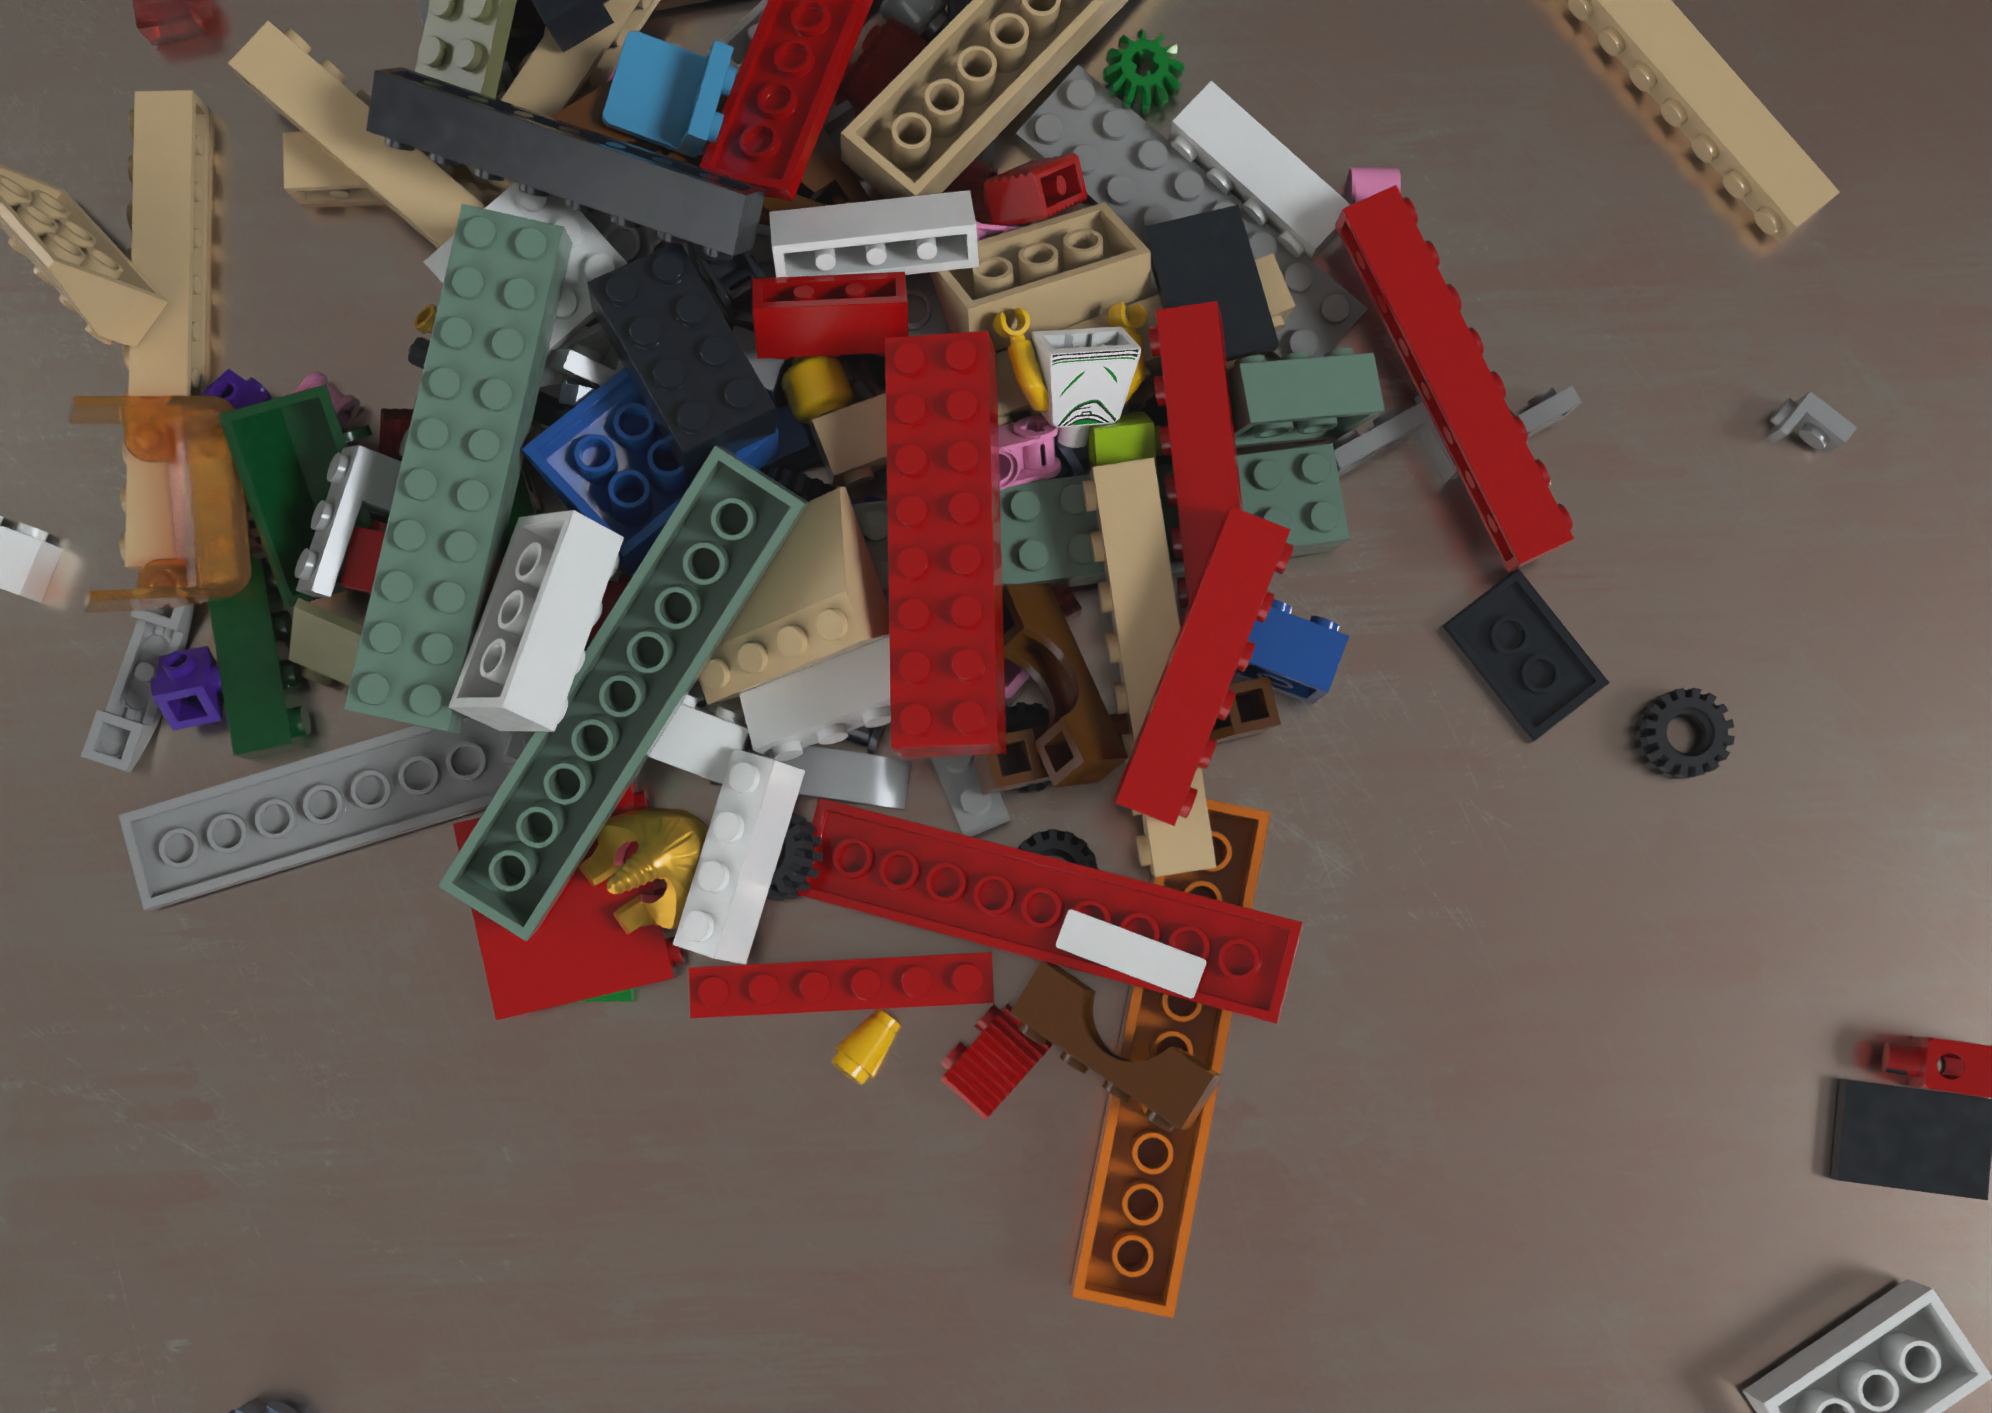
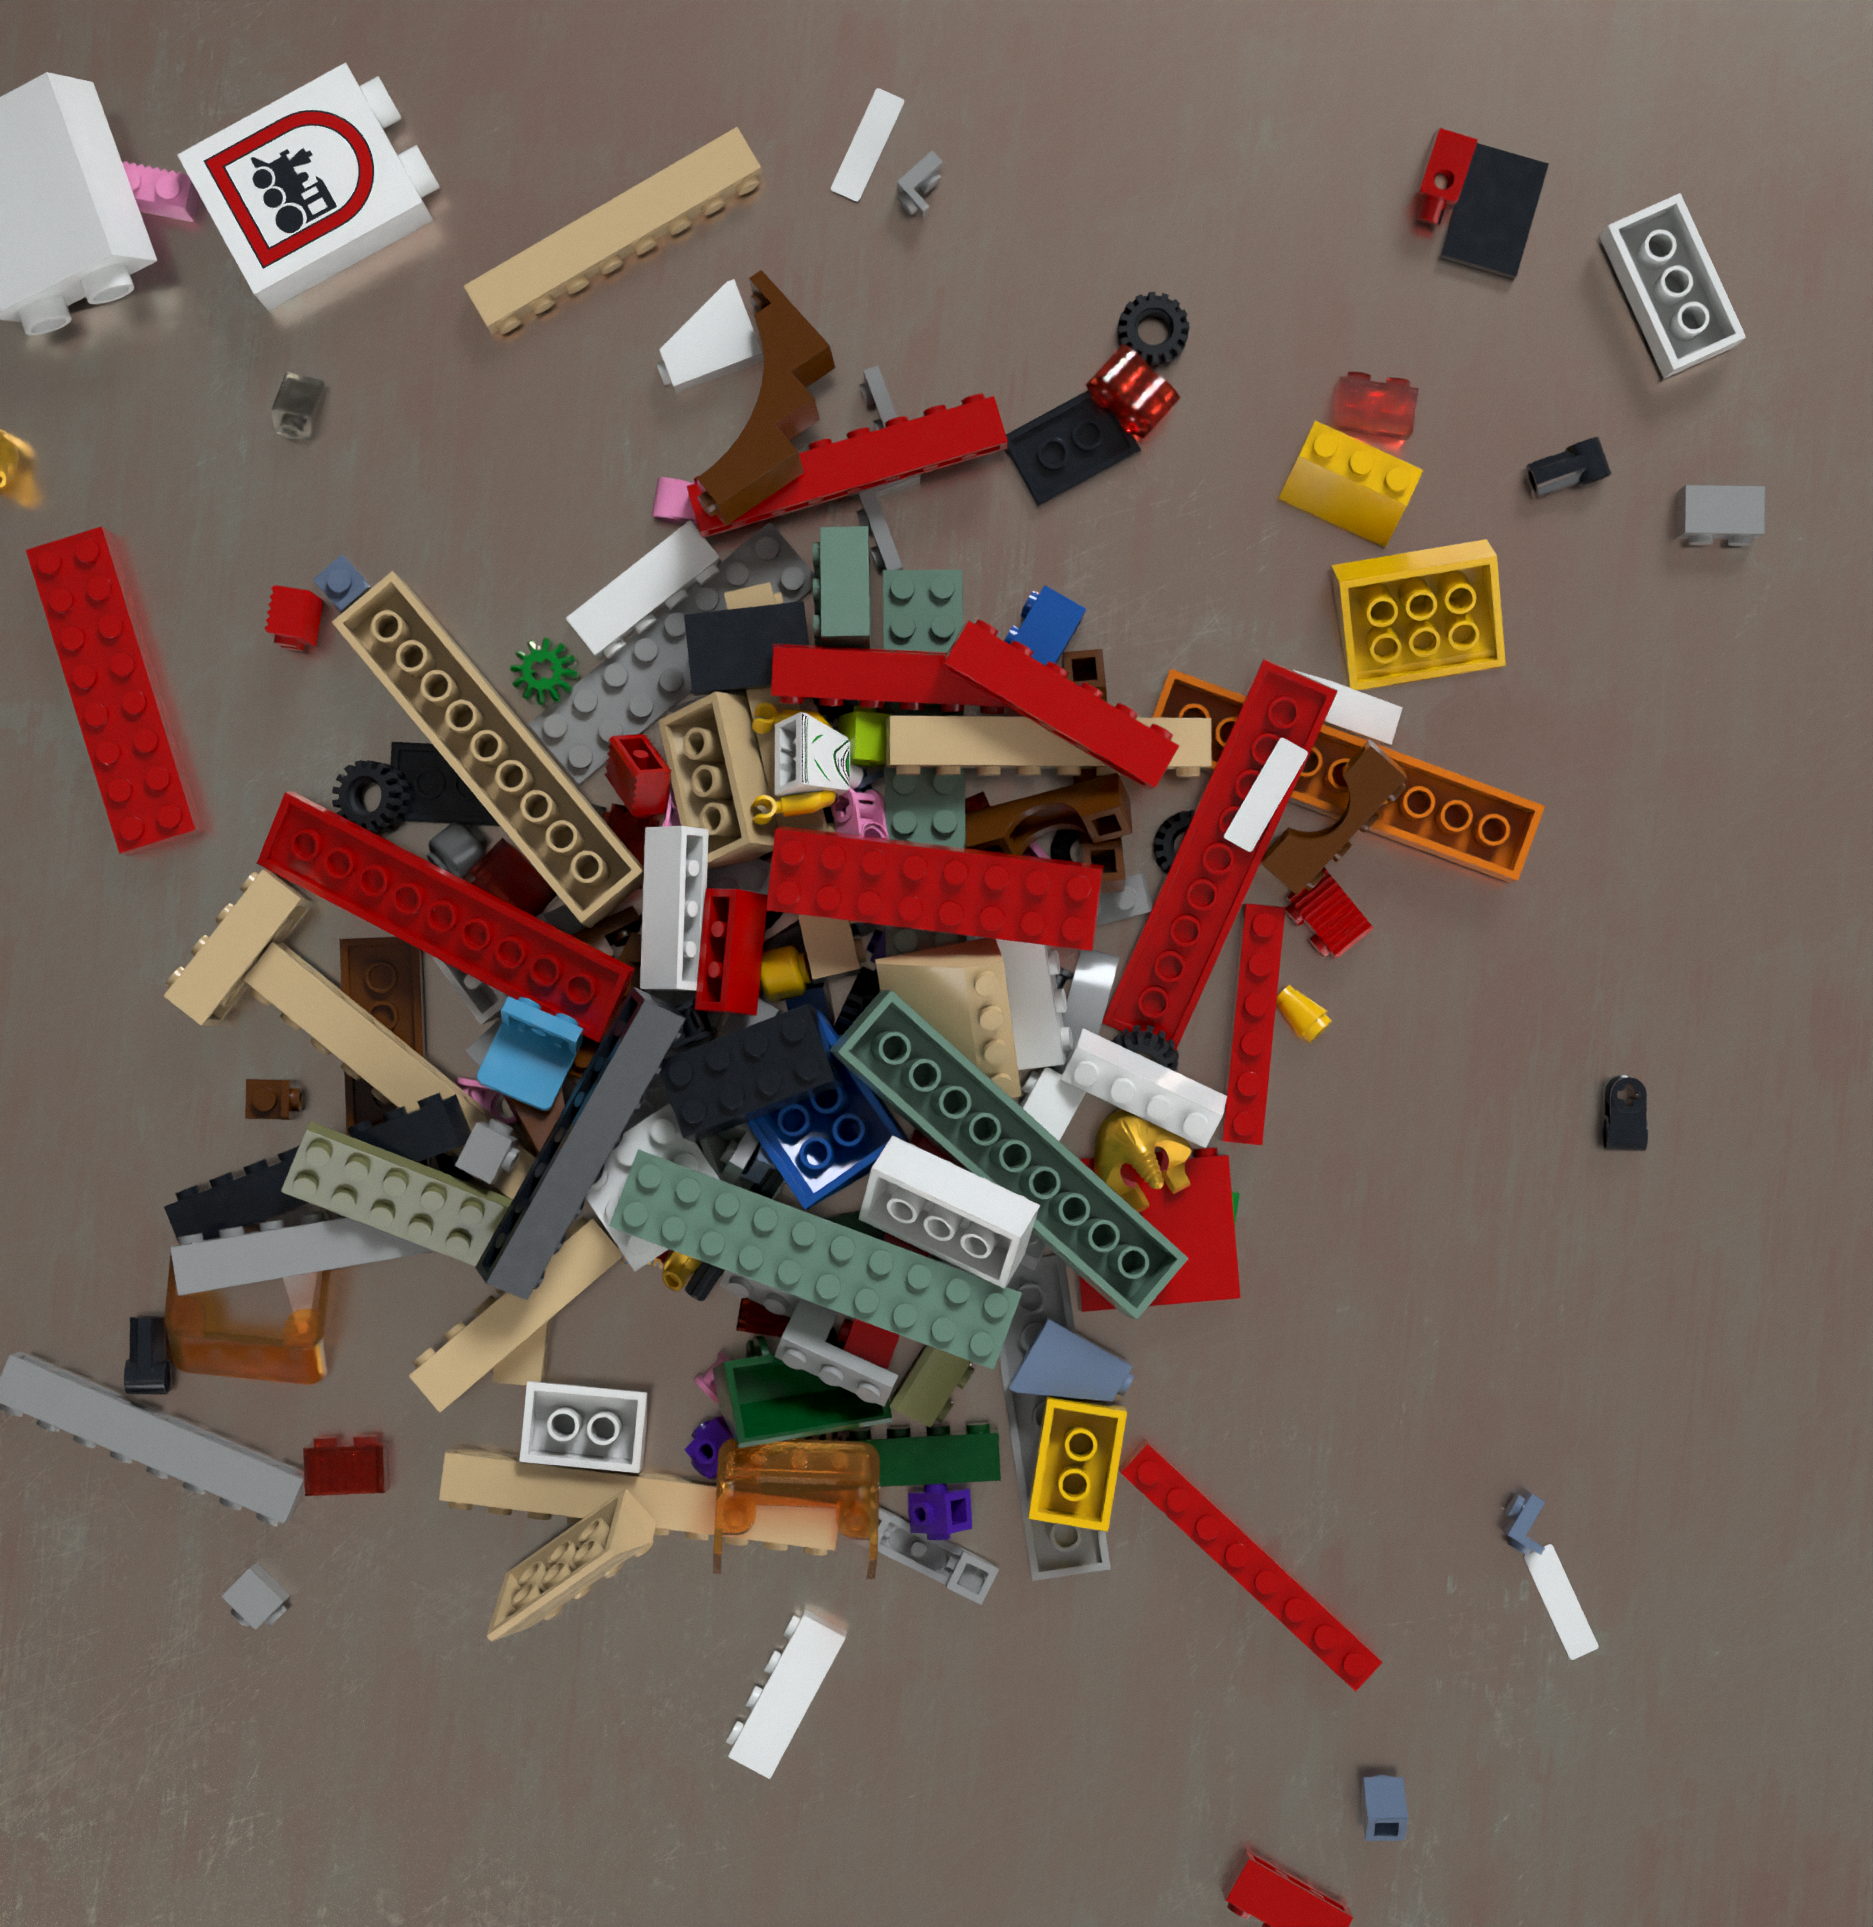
camera: 85 degrees left, 5 degrees up
(165, 1086) = (1250, 1565): none -> red brick
(238, 247) = (584, 1427): none -> white slope
(260, 843) = (1077, 1463): none -> yellow brick
(382, 820) = (1070, 1367): none -> sand blue slope
(546, 66) = (489, 1151): none -> light grey brick
(1253, 1061) = (1361, 713): none -> white slope
(1389, 1121) = (1419, 614): none -> yellow slope
(1449, 262) = (762, 455): none -> reddish brown arch
(1538, 1007) = (1350, 484): none -> yellow slope
(1571, 205) = (711, 342): none -> white slope
(1605, 717) = (1132, 391): none -> clear red brick
(1614, 1296) = (1577, 465): none -> black piece
(1640, 1023) = (1374, 406): none -> clear red brick
(1842, 359) = (867, 144): none -> white sticker

